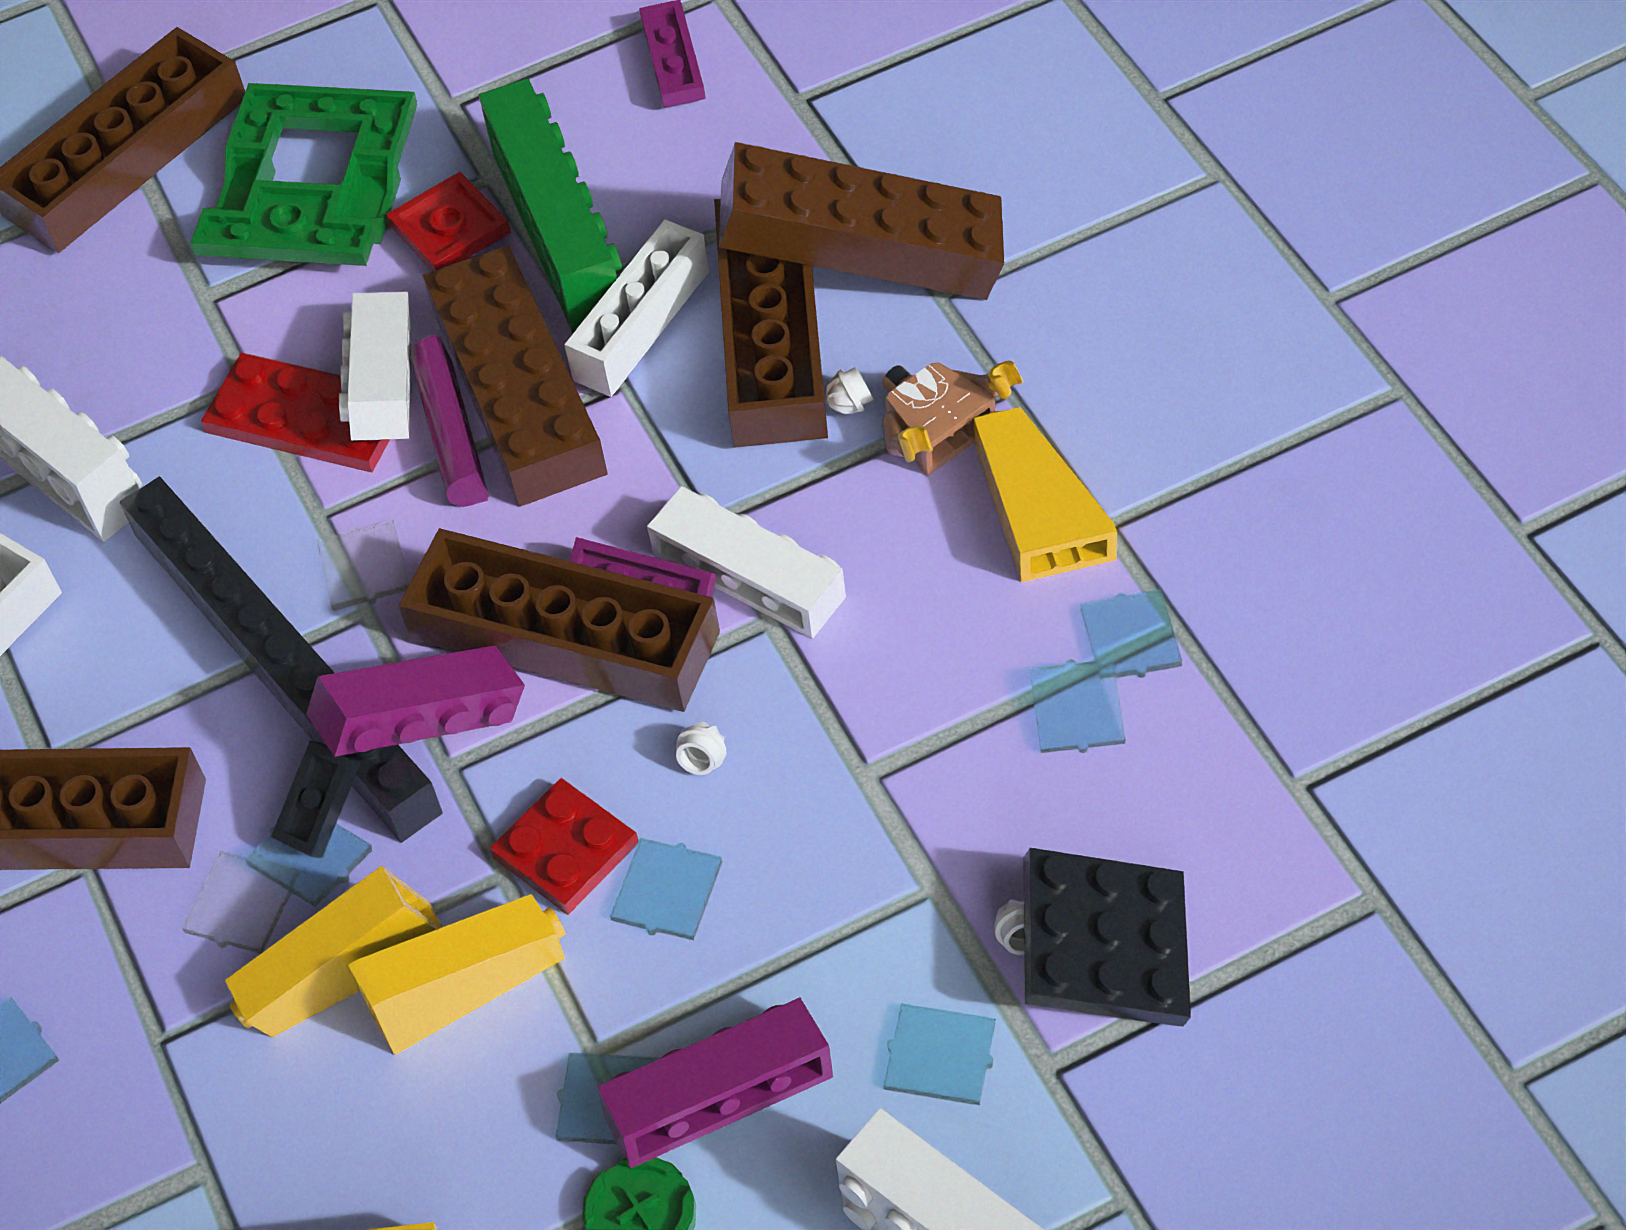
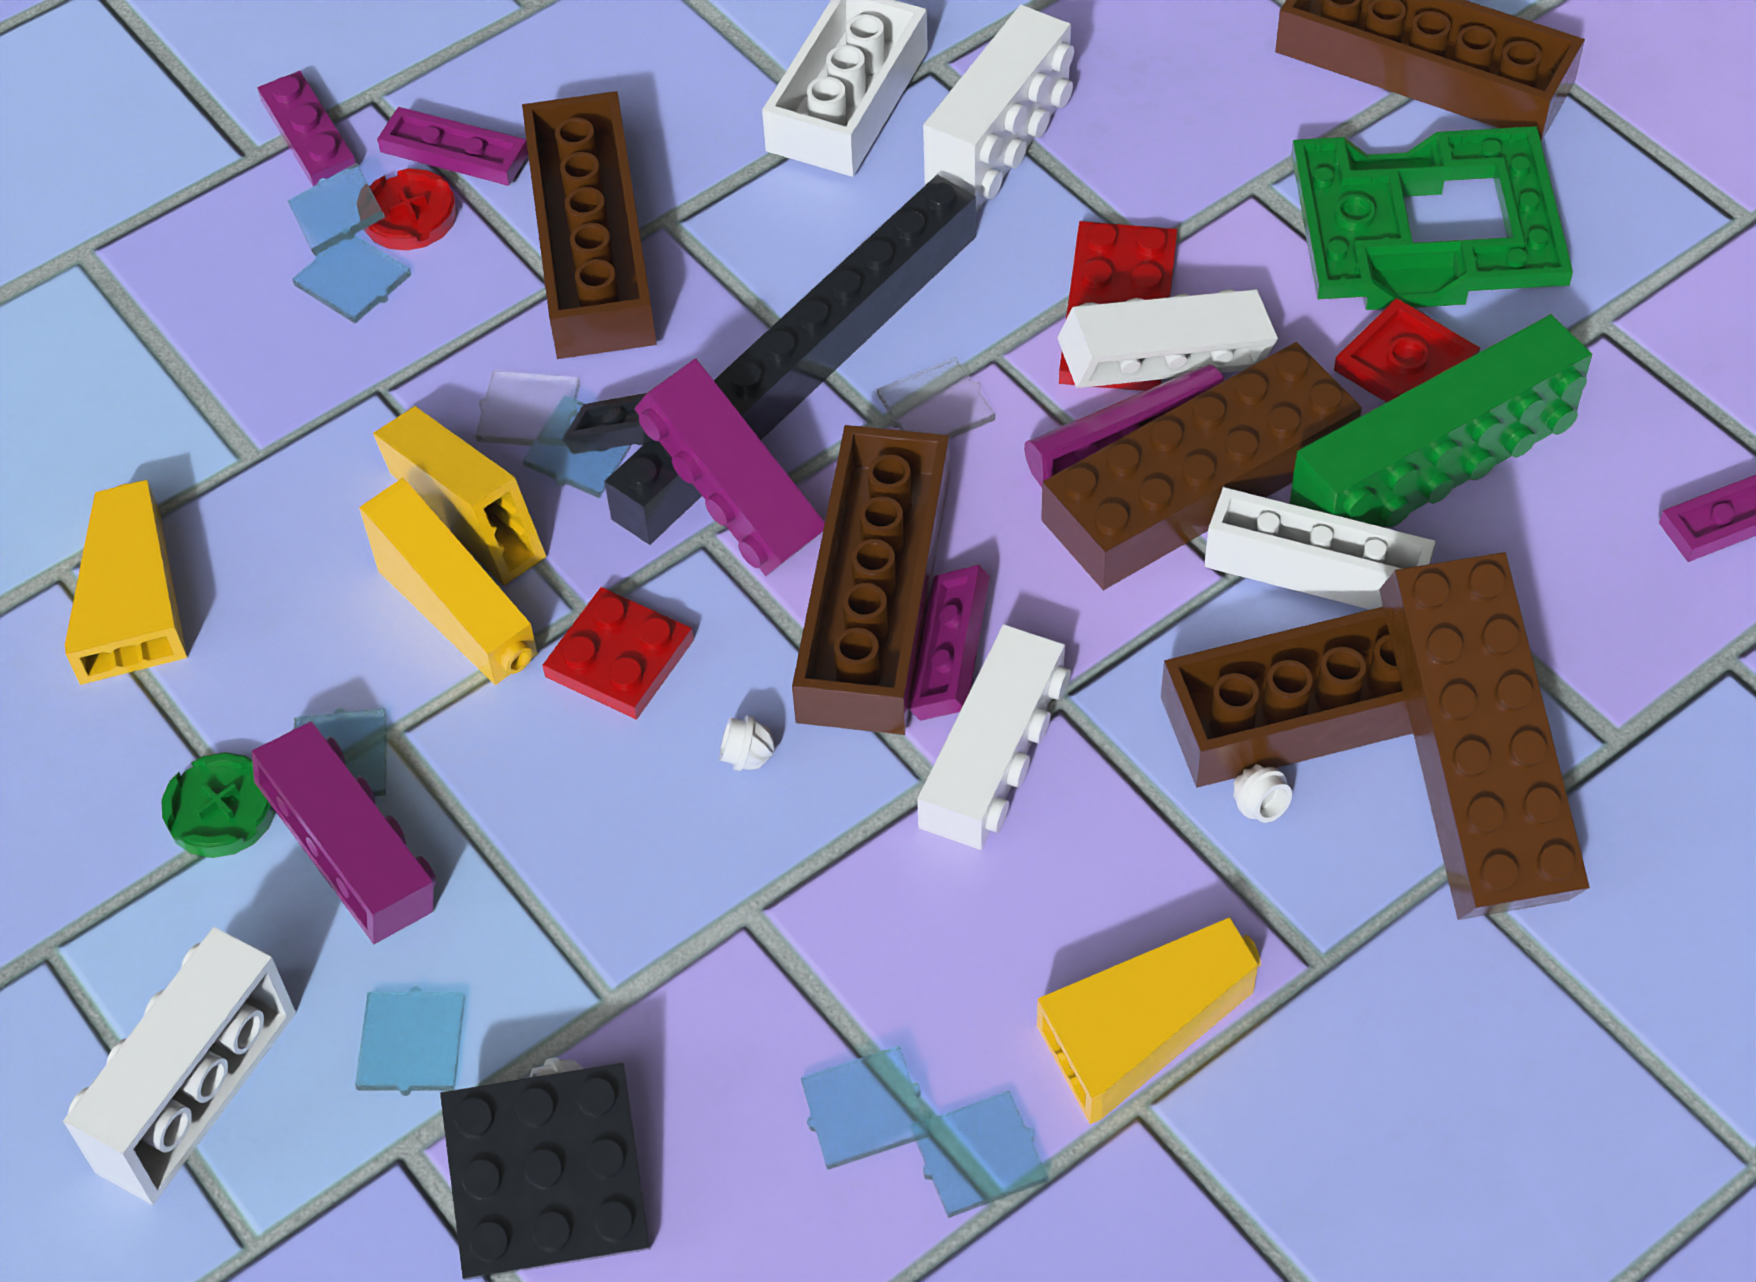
camera: 75 degrees right, 0 degrees up
(666, 889) = (581, 754): clear light blue piece -> none
(935, 410) = (1241, 877): nougat torso -> none

